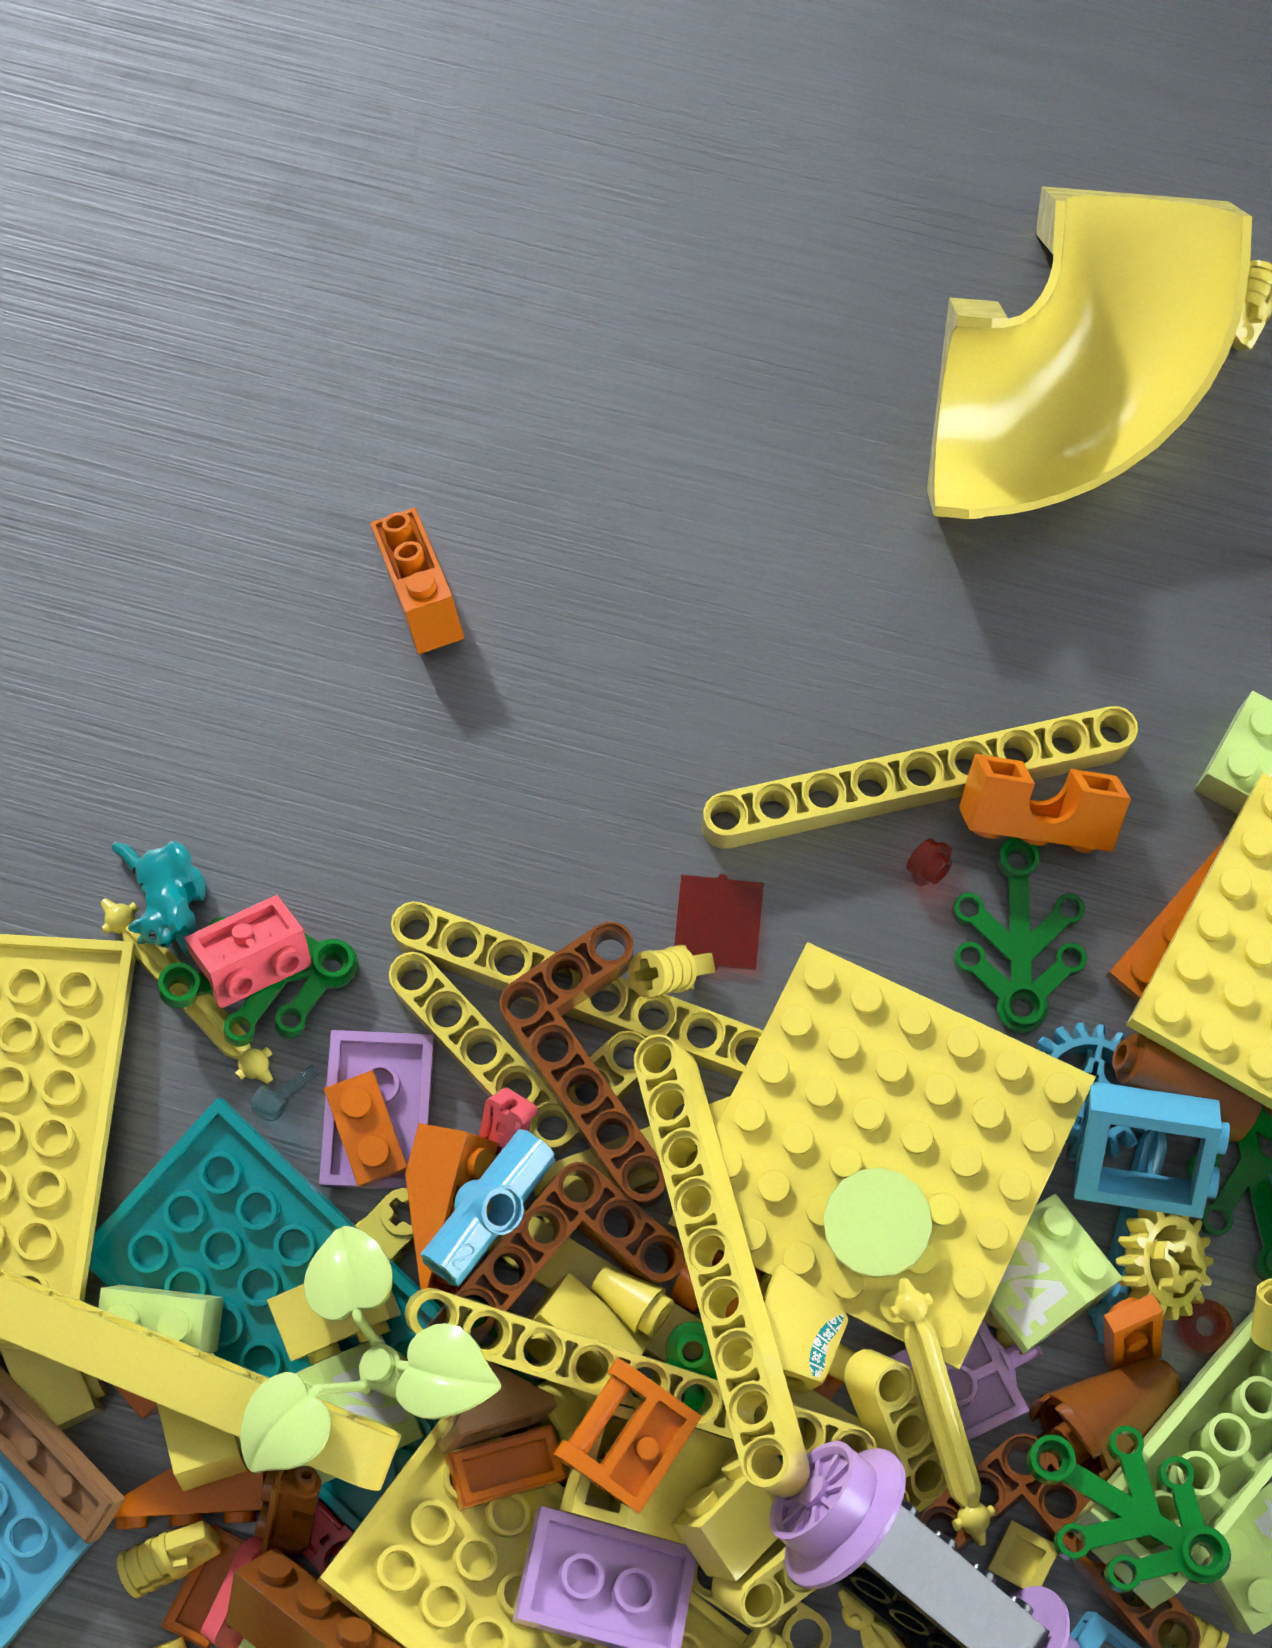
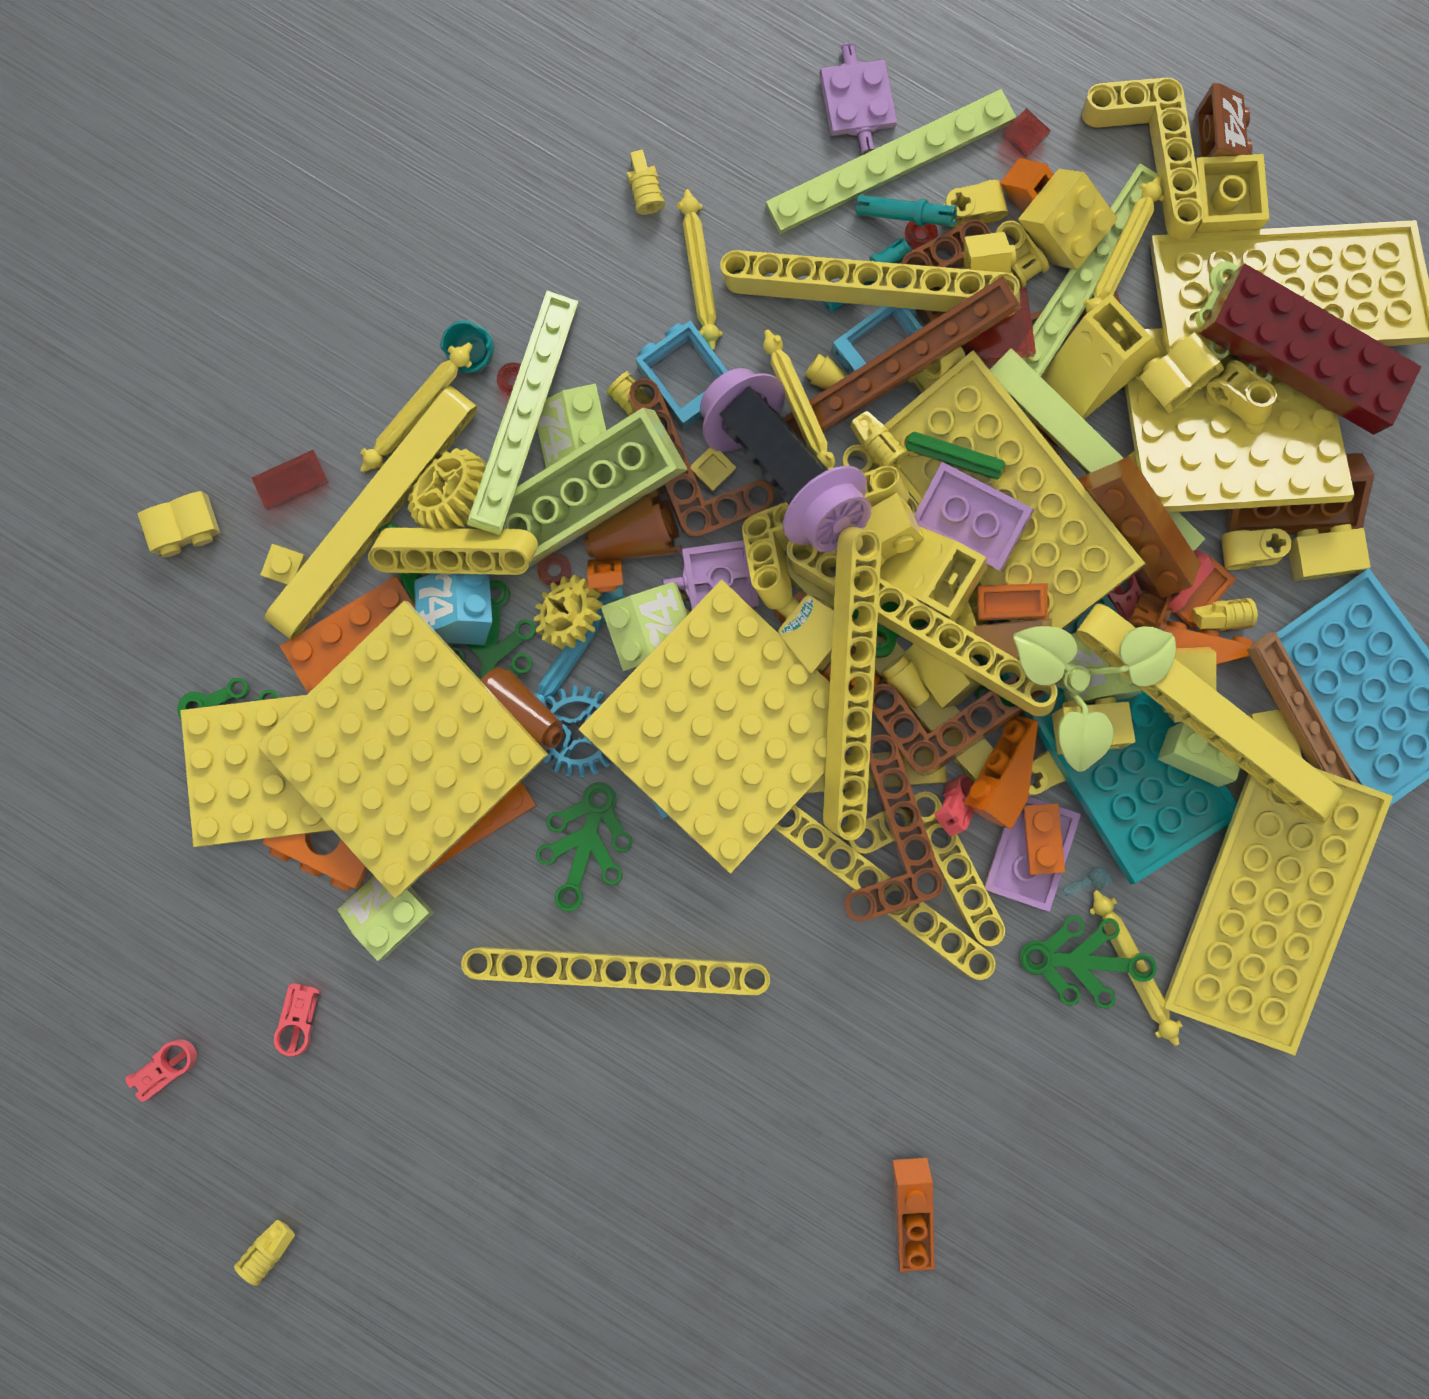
camera: 165 degrees left, 10 degrees up
(168, 888) = (1133, 1039): teal animal -> none
(250, 950) = (1091, 977): coral bracket -> none
(469, 1228) = (969, 768): medium azure piece -> none
(644, 1444) = (932, 581): orange plate -> none
(667, 970) = (823, 883): light yellow hinge -> none
(720, 919) = (777, 913): clear red piece -> none
(877, 1222) = (745, 678): yellowish green tile -> none
(930, 862) = (627, 911): clear red plate -> none
(942, 1412) = (740, 558): light yellow wheel -> none
(1082, 815) = (520, 911): orange arch -> none
(1100, 362) = (383, 1235): light yellow piece -> none
(1136, 1513) = (650, 457): green plant -> none
(1154, 1112) = (550, 694): medium azure window -> none

